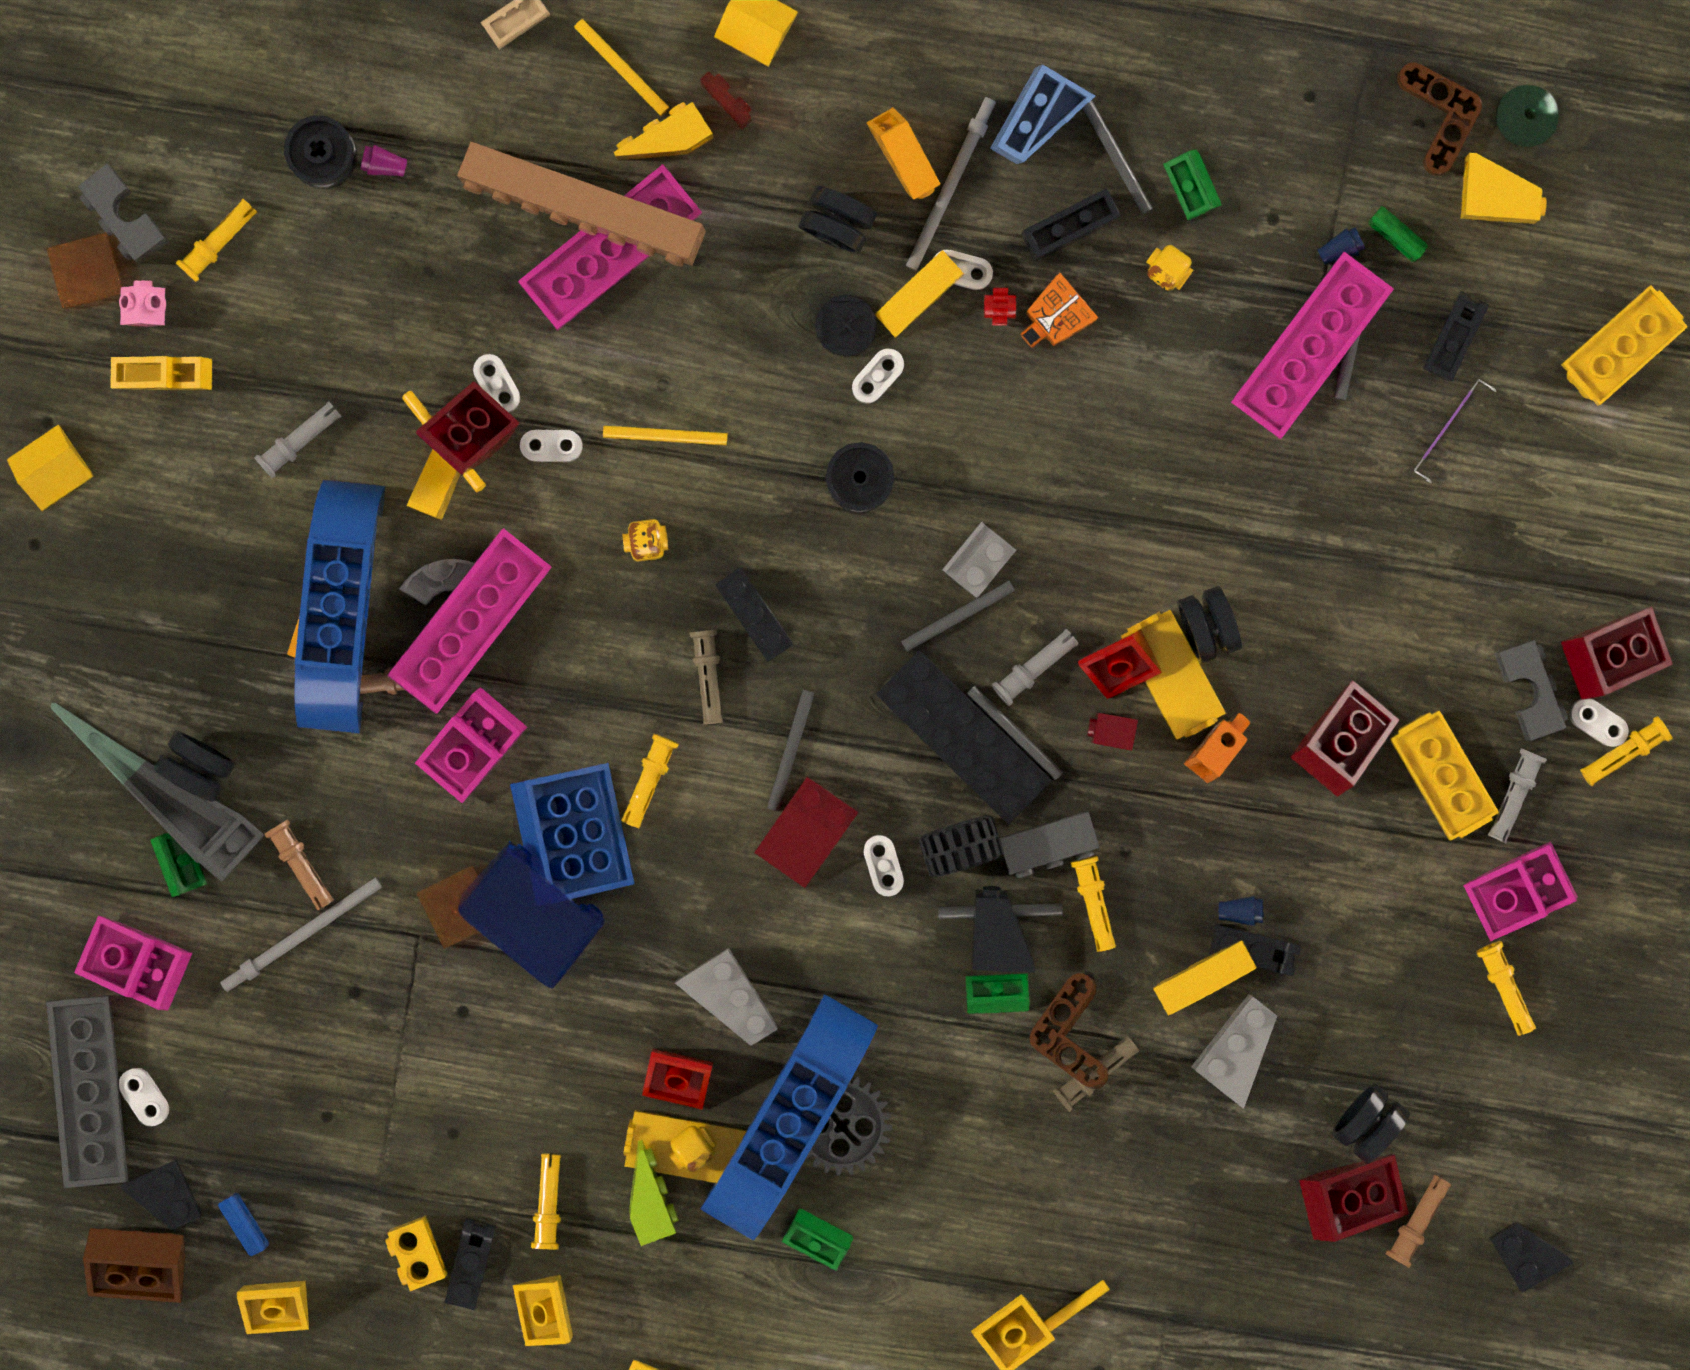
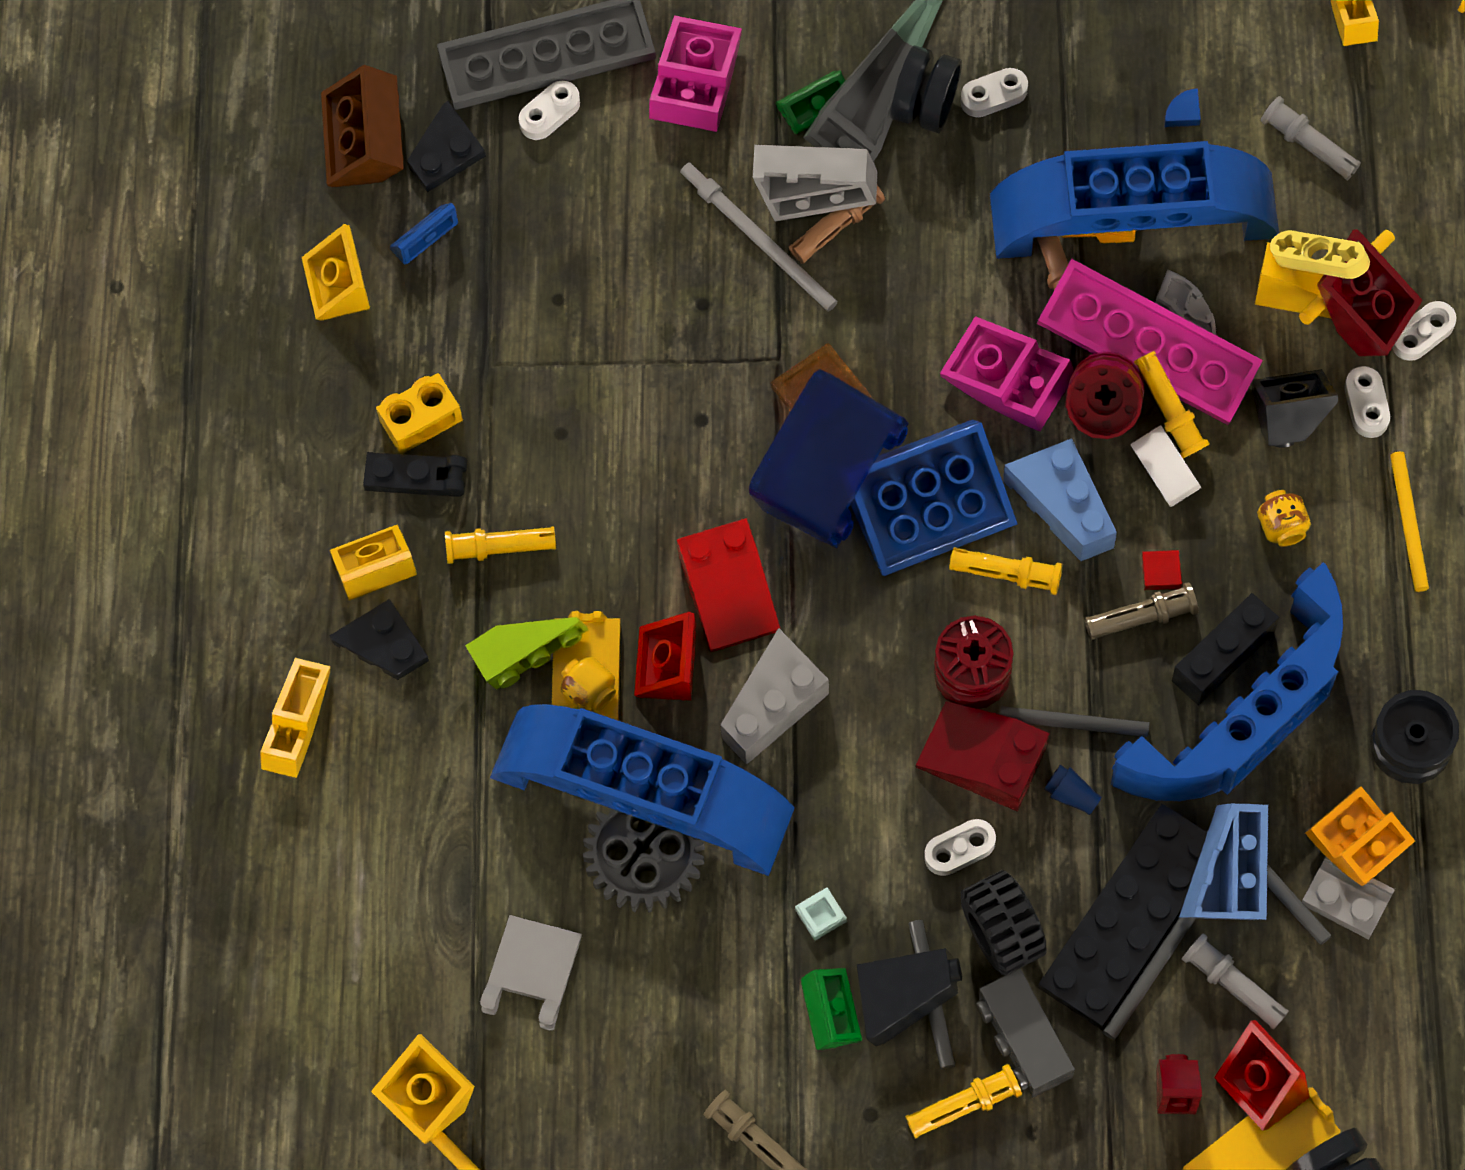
camera: 80 degrees right, 20 degrees down
(203, 703) = (995, 91): none -> white plate
(247, 542) = (1184, 110): none -> blue tile
(266, 880) = (813, 179): none -> light grey wedge
(447, 462) = (1330, 264): none -> light yellow beam
(516, 670) = (1086, 403): none -> dark red wheel
(543, 611) = (1179, 420): none -> yellow pin
(545, 509) = (1292, 405): none -> black slope
(582, 629) = (1165, 466): none -> white slope
(595, 720) = (1064, 496): none -> medium blue wedge
(616, 1312) = (383, 641): none -> black wing
(622, 1016) = (728, 585): none -> red slope
(671, 651) = (1161, 570): none -> red tile
(746, 815) = (969, 681): none -> dark red wheel
(790, 552) = (1255, 723): none -> blue slope
(817, 1239) = (502, 851): green slope -> none
(851, 765) = (1072, 790): none -> dark blue cone
(917, 988) = (821, 914): none -> light aqua tile
(917, 1228) = (532, 963): none -> light grey flag
(933, 540) = (1360, 837): none -> light orange slope
(947, 652) = (1231, 866): none -> medium blue wedge
(1060, 1042) = (790, 1086): reddish brown beam -> none

